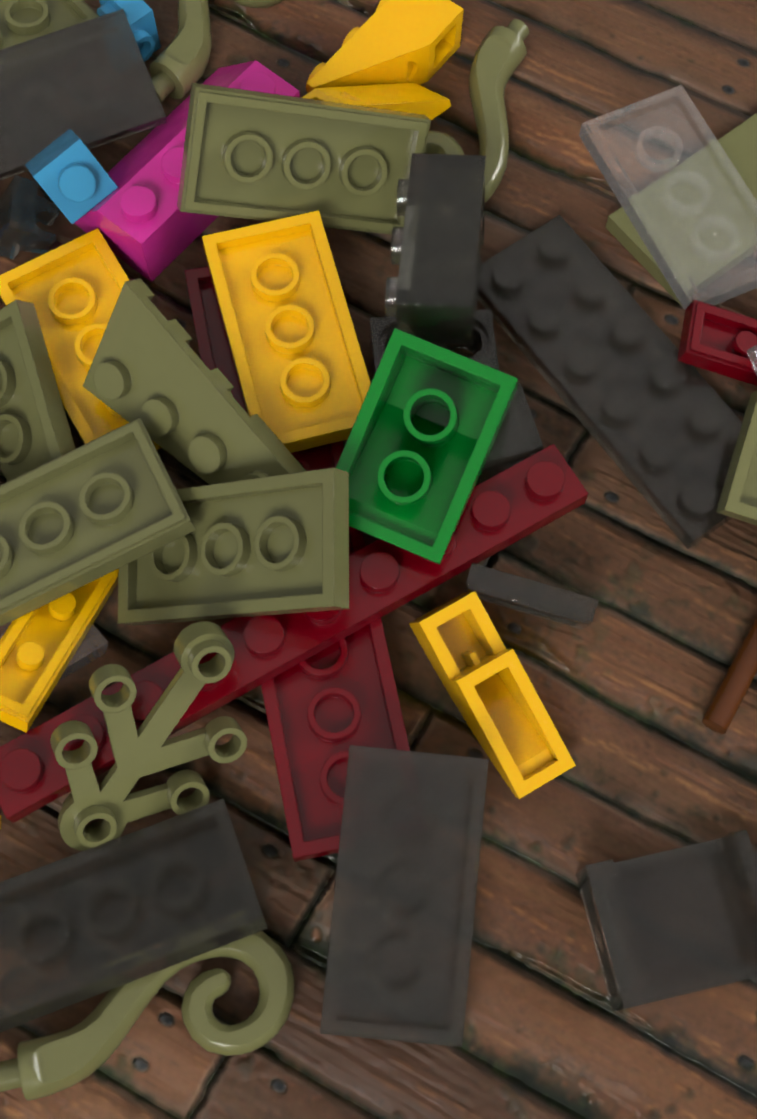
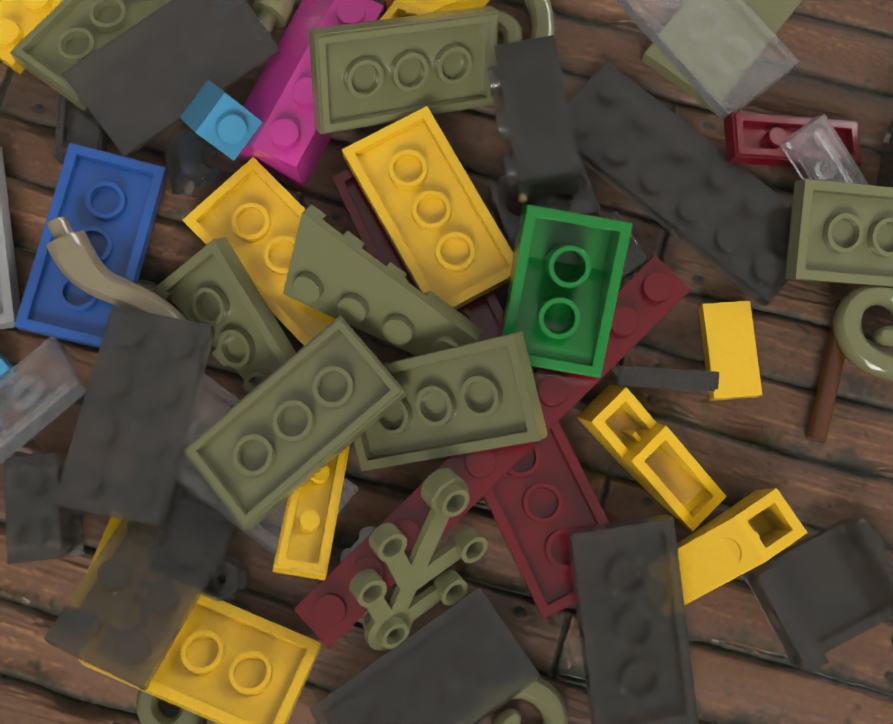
camera: 15 degrees left, 10 degrees up
(564, 821) = (736, 542): none -> yellow slope
(628, 589) = (730, 349): none -> yellow tile

